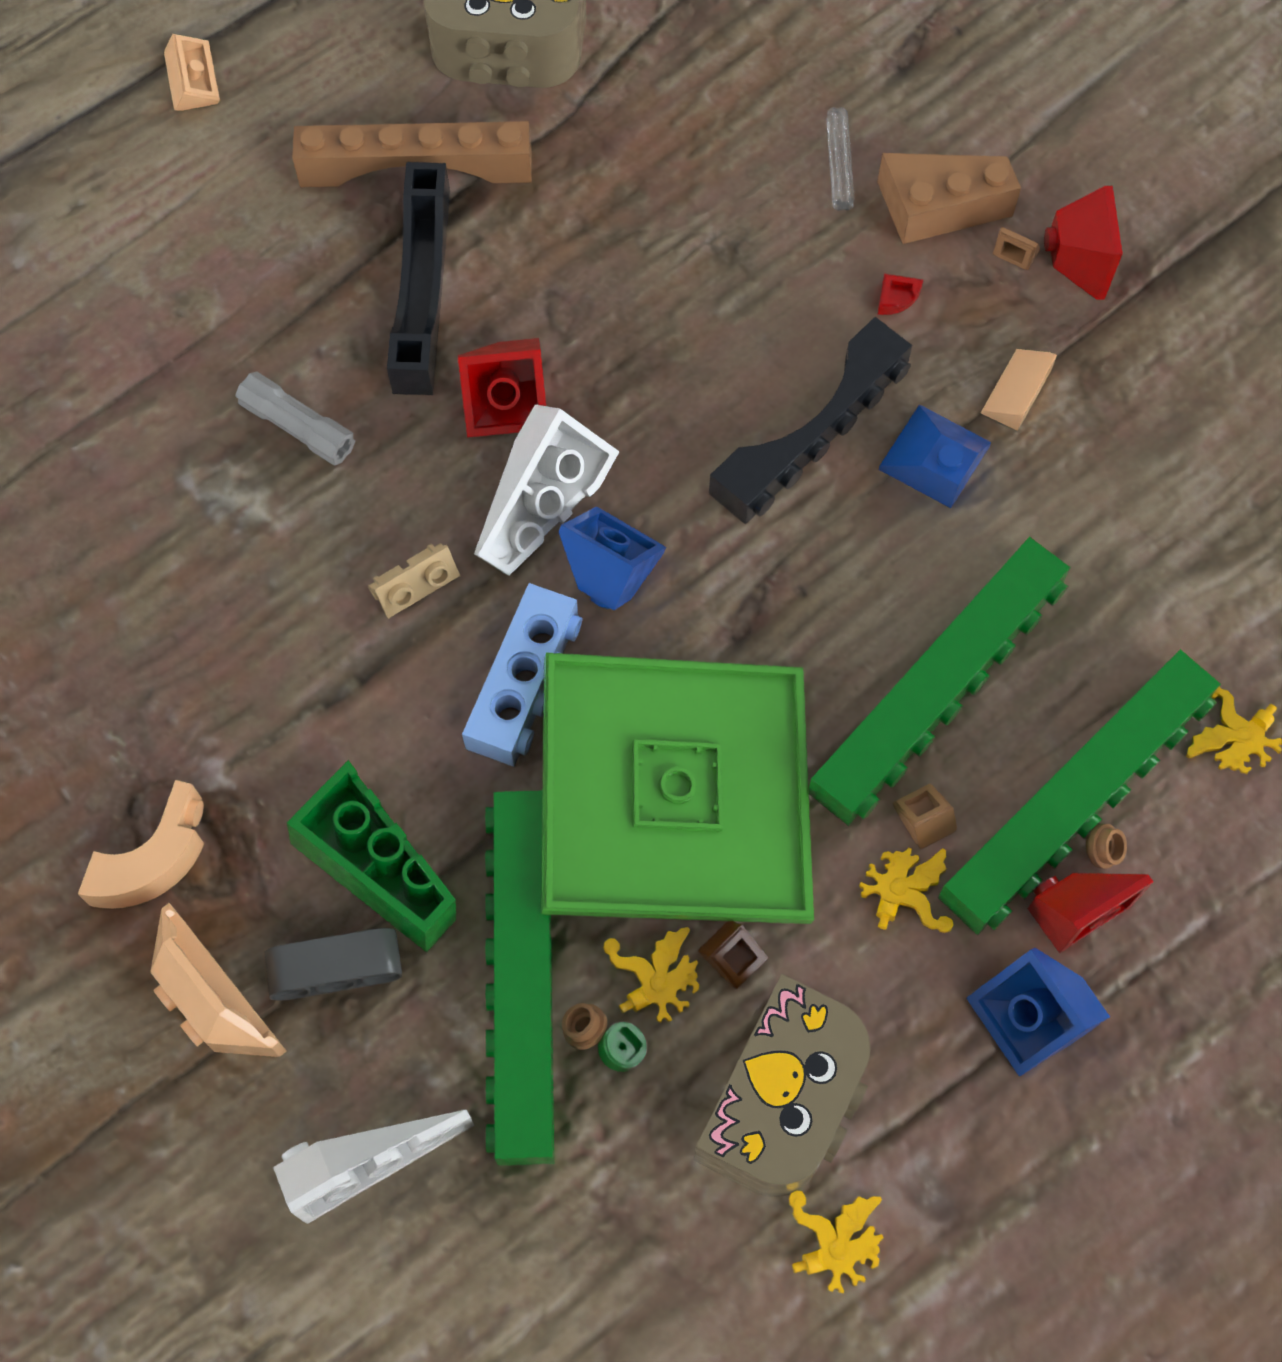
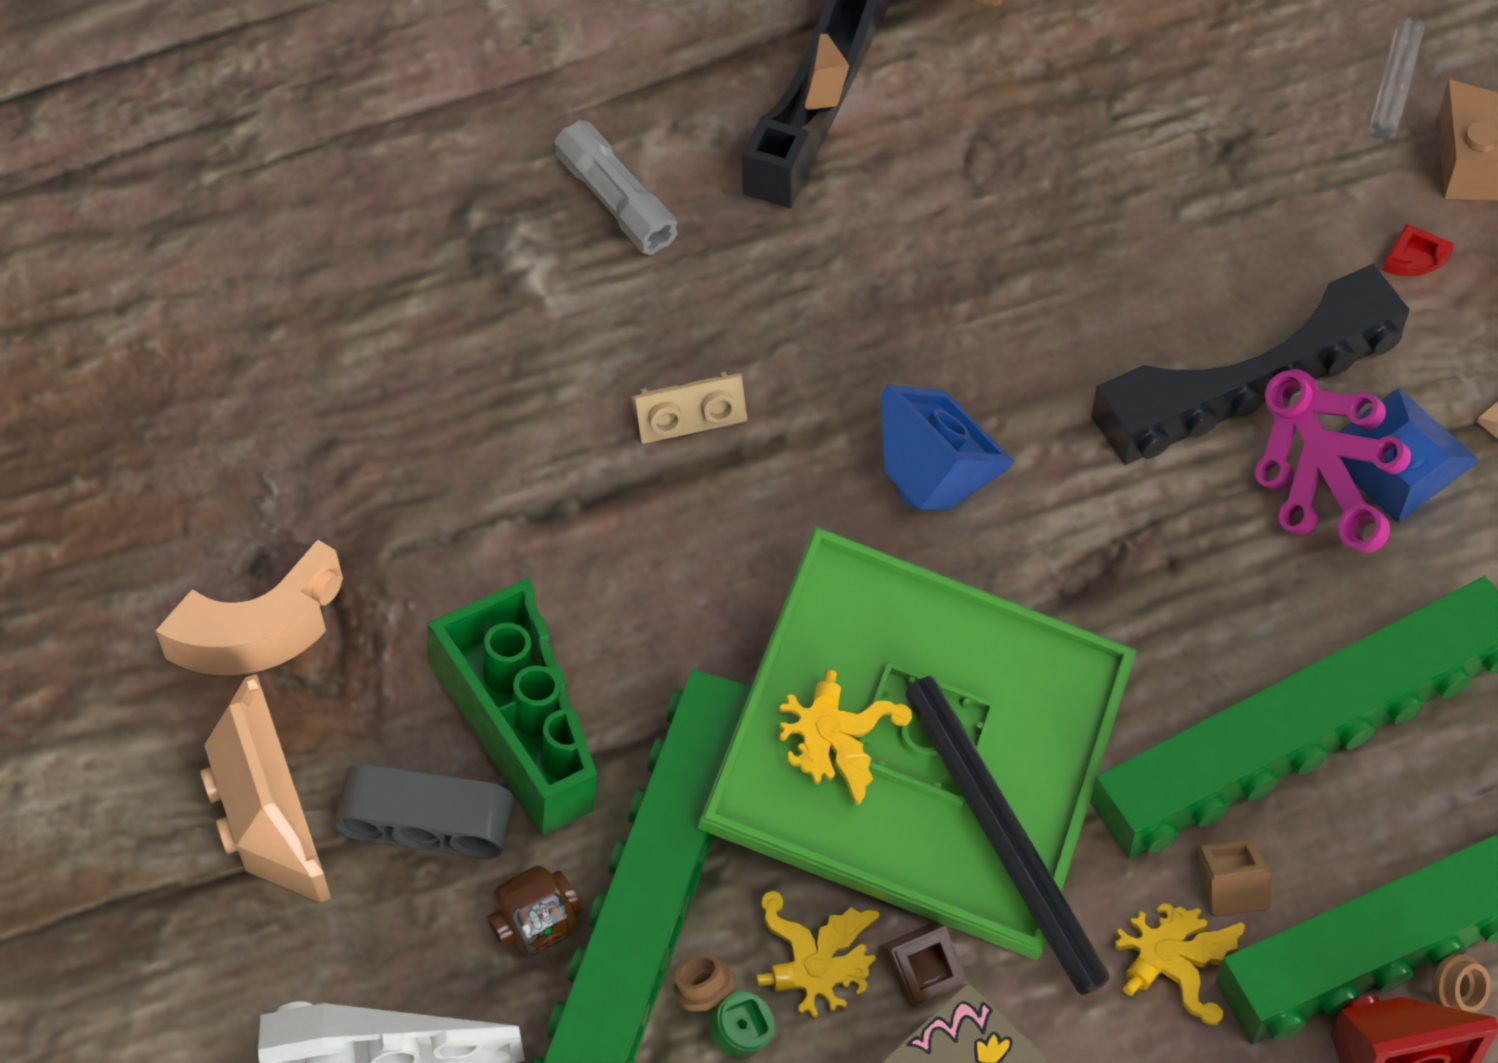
camera: 20 degrees right, 10 degrees down
(425, 283) = (826, 75): none -> medium nougat slope
(442, 1013) = (534, 910): none -> reddish brown head
(501, 386) = (877, 222): red slope -> none
(537, 613) = (821, 487): light blue brick -> none
(545, 477) = (895, 333): white wedge -> none
(611, 806) = (828, 727): none -> yellow piece
(762, 842) = (1007, 836): none -> black axle
(888, 478) = (1323, 453): none -> dark pink plant

